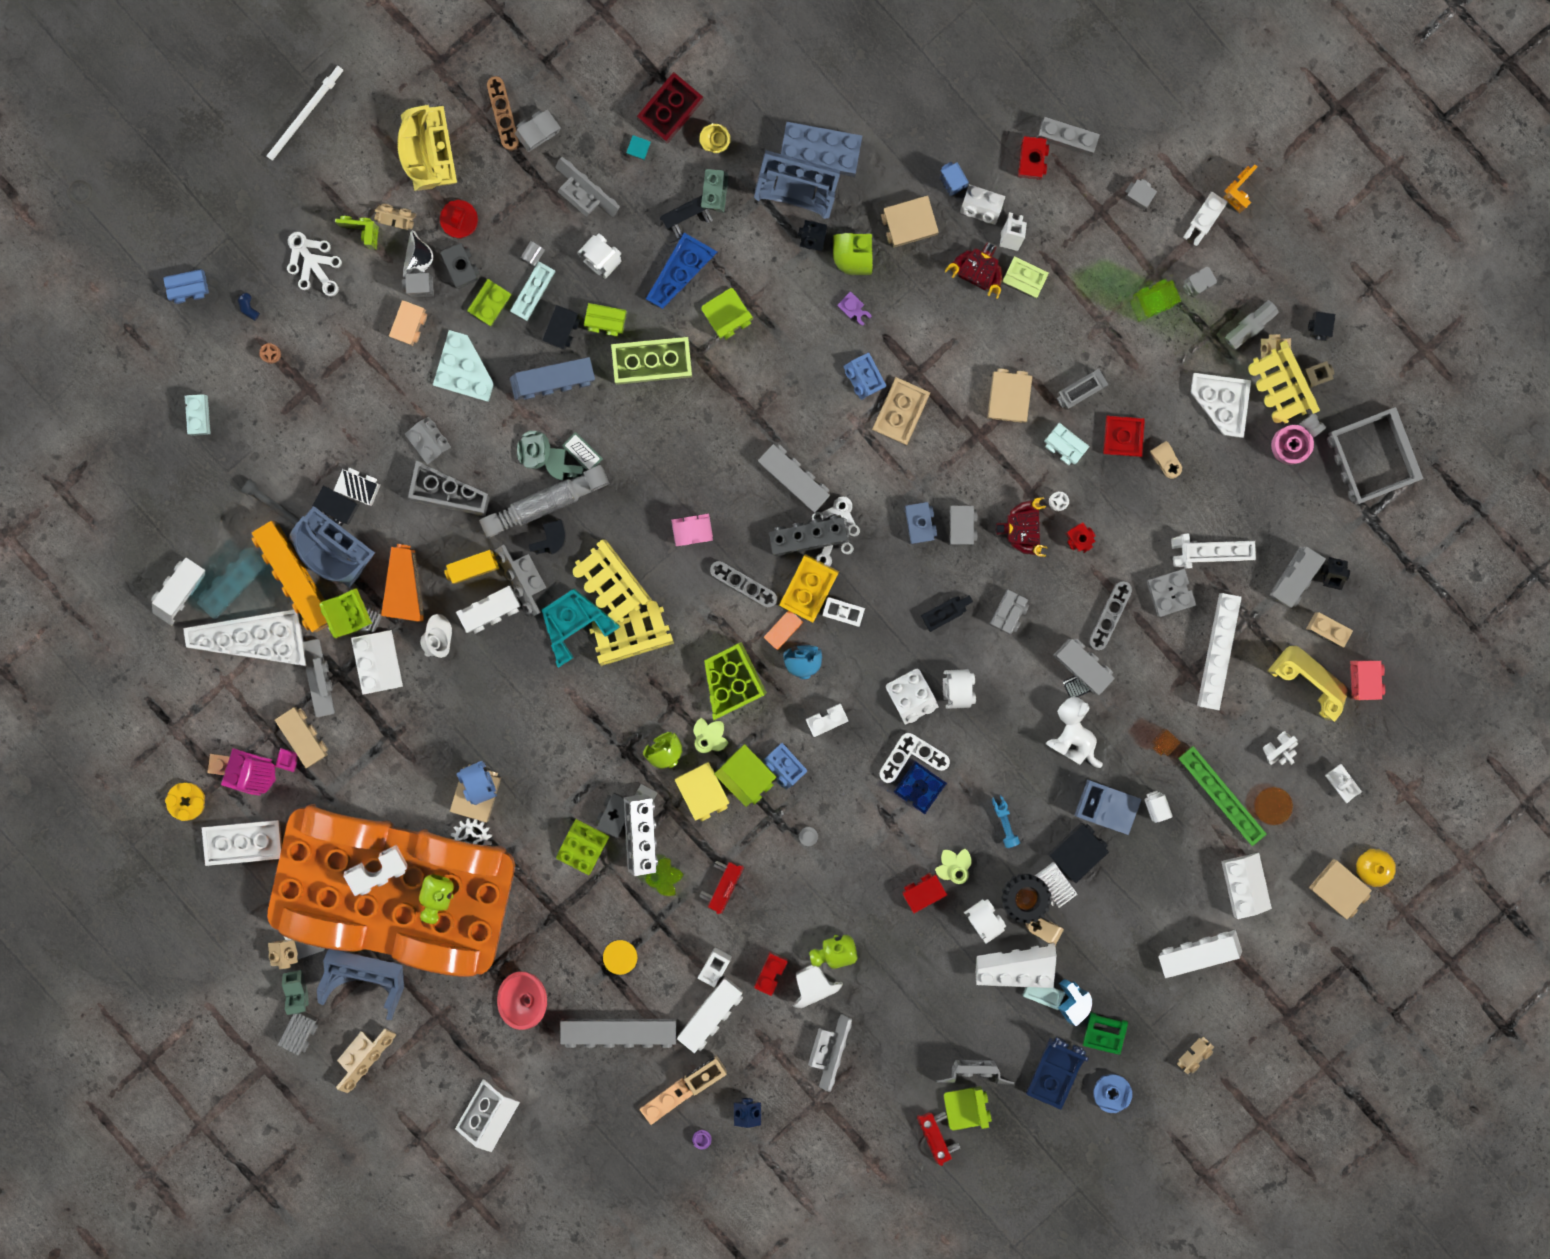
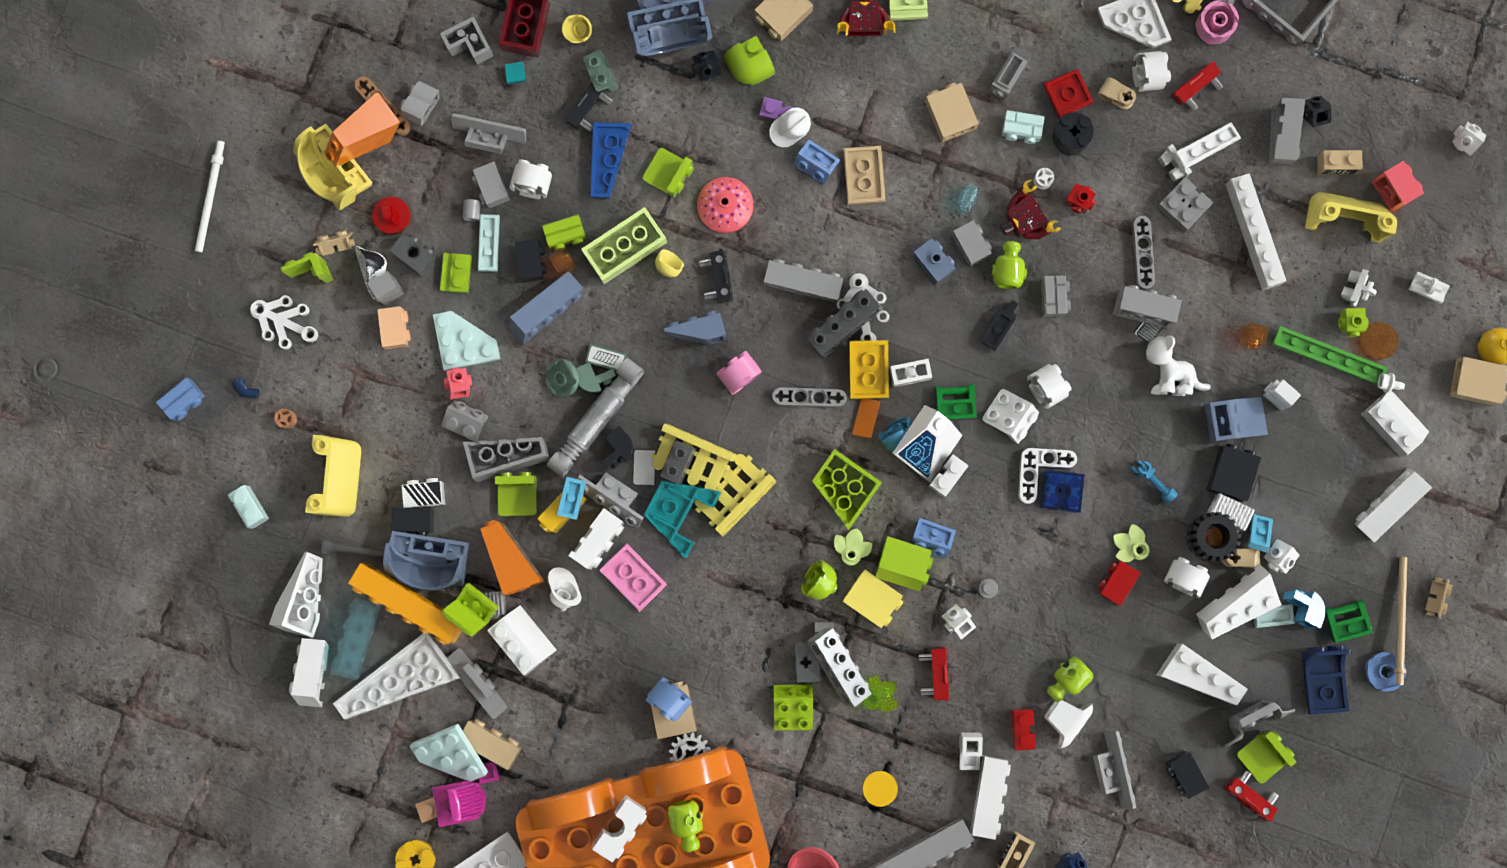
camera: 30 degrees left, 5 degrees down
(198, 524) = (298, 604): none -> white wedge
(263, 726) = (450, 753): none -> light aqua plate
(292, 433) = (340, 477): none -> light yellow windscreen
(439, 404) = (457, 383): none -> coral brick
(439, 531) = (517, 494): none -> lime bracket
(473, 133) = (362, 132): none -> slope
(485, 564) = (571, 498): none -> medium azure plate
(503, 659) = (633, 577): none -> bright pink tile
(562, 240) = (491, 185): none -> light grey brick
(563, 567) = (643, 467): none -> white sticker
(589, 345) = (562, 262): none -> clear orange brick
(596, 580) = (678, 462): none -> dark grey brick
(612, 91) = (465, 36): none -> light grey brick
(682, 476) = (704, 330): none -> sand blue slope
(683, 398) = (668, 264): none -> light yellow hair
(723, 434) = (721, 276): none -> black piece
(758, 384) = (725, 217): none -> coral dish
(765, 847) = (958, 621): none -> white brick
(823, 682) = (928, 443): none -> white slope
(858, 331) = (790, 127): none -> white piece
(866, 664) = (956, 408): none -> green plate
(890, 1088) = (1187, 775): none -> black brick
(945, 1004) = (1196, 673): none -> white wedge
(980, 482) = (967, 198): none -> clear light blue brick
(981, 566) = (1009, 268): none -> lime piece
(1071, 917) = (1260, 533): none -> medium azure plate
(1078, 947) = (1281, 556): none -> white brick
(1117, 473) = (1065, 141): none -> black brick
(1124, 1099) = (1401, 621): none -> tan bar
(1207, 457) = (1151, 71): none -> white brick
(1242, 489) = (1196, 83): none -> red piece
(1258, 846) = (1387, 383): none -> white piece
(1265, 777) = (1353, 321): none -> lime brick
(1456, 670) = (1468, 138): none -> white brick

